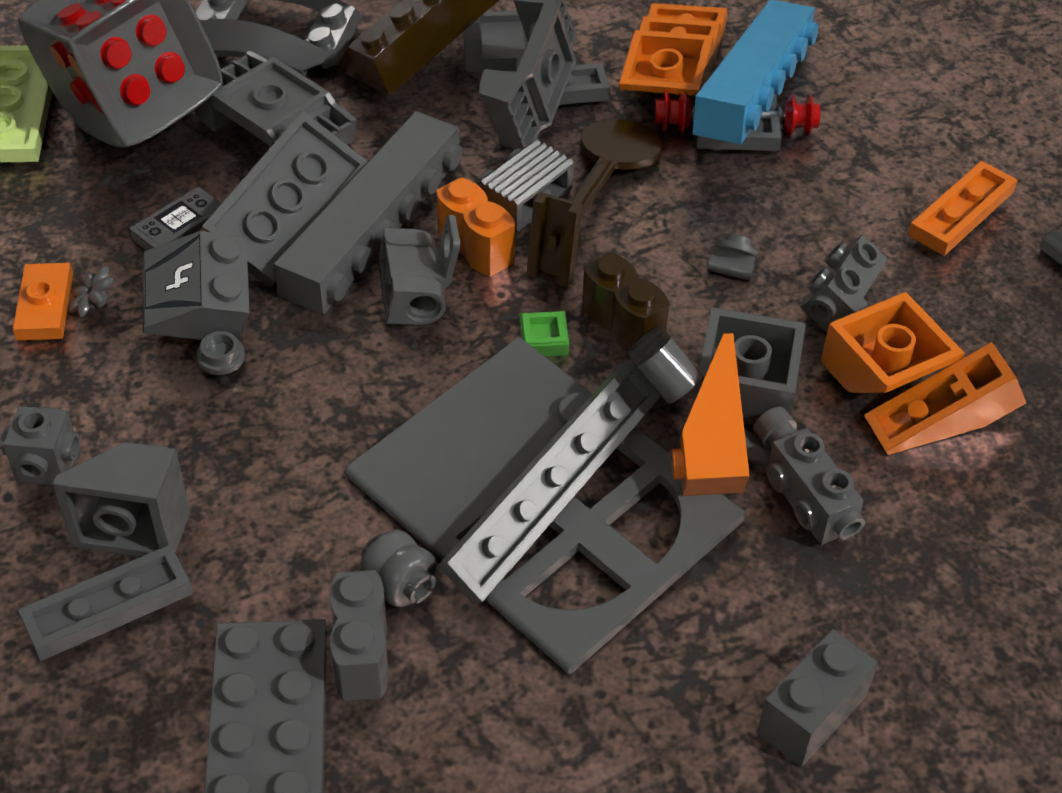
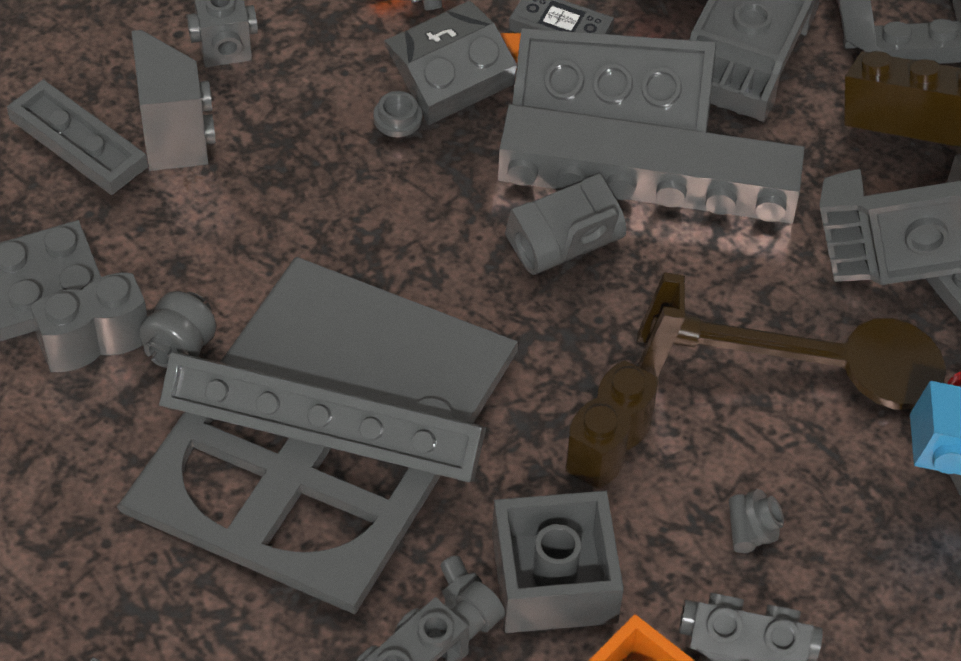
camera: 70 degrees right, 5 degrees up
(483, 226) = (670, 247): orange brick -> none
(524, 176) = (760, 286): dark grey brick -> none
(545, 332) = (550, 370): bright green tile -> none
(664, 364) = (500, 465): dark grey beam -> none
(713, 439) = (421, 529): orange slope -> none

